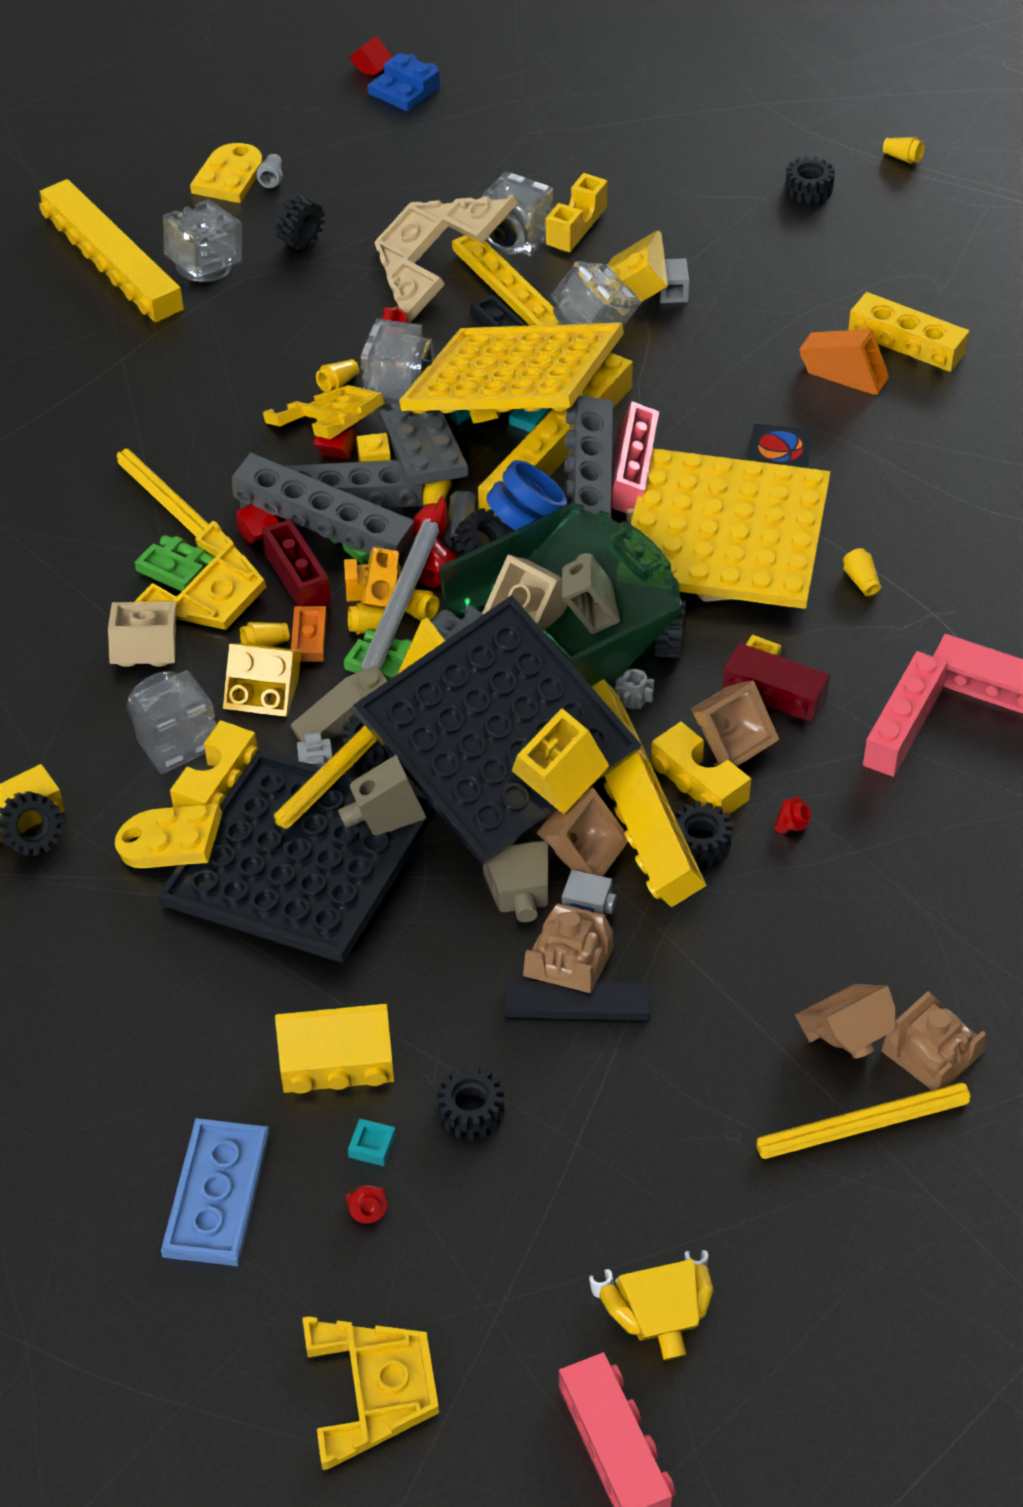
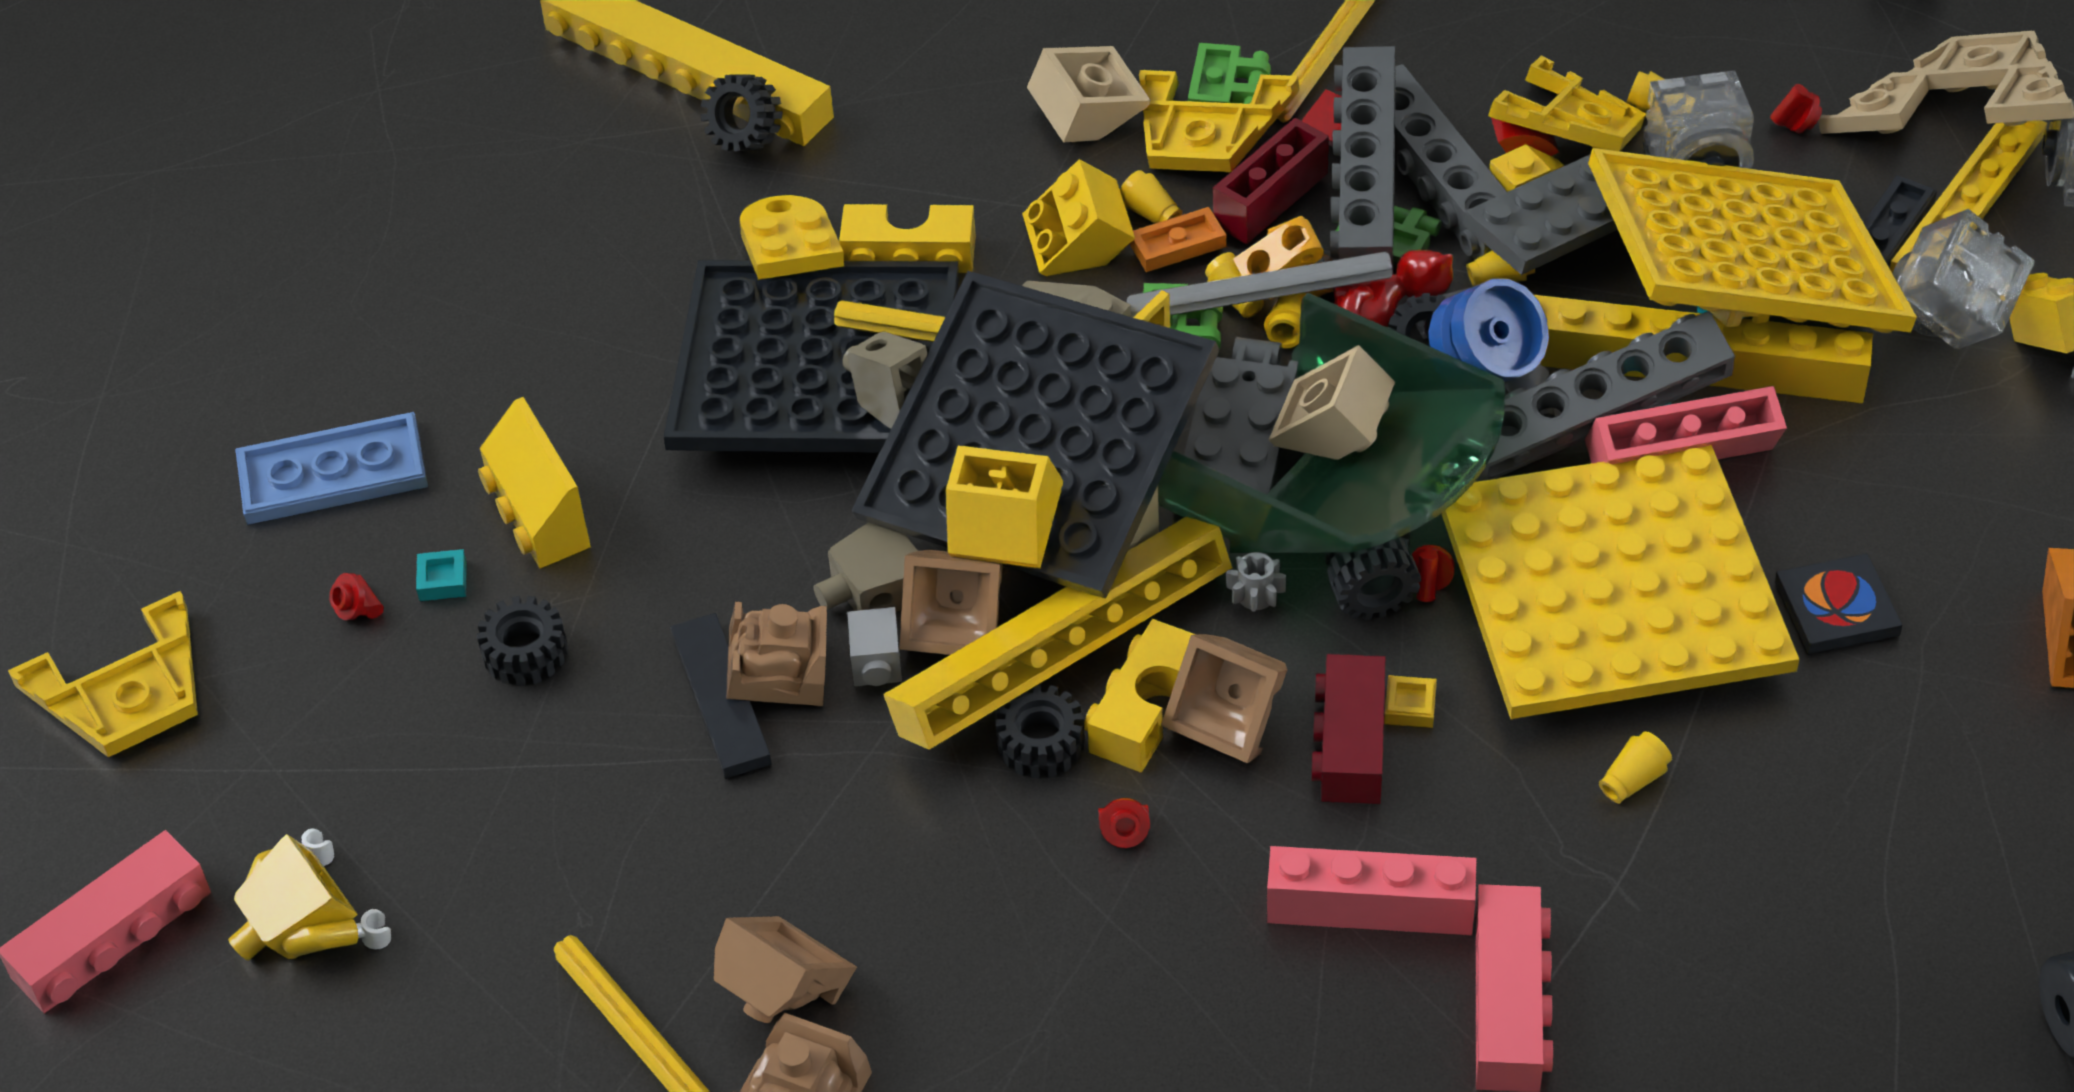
camera: 70 degrees right, 0 degrees up
(171, 718) = (952, 159): clear piece -> none
(588, 584) = (1350, 451): dark tan torso -> none

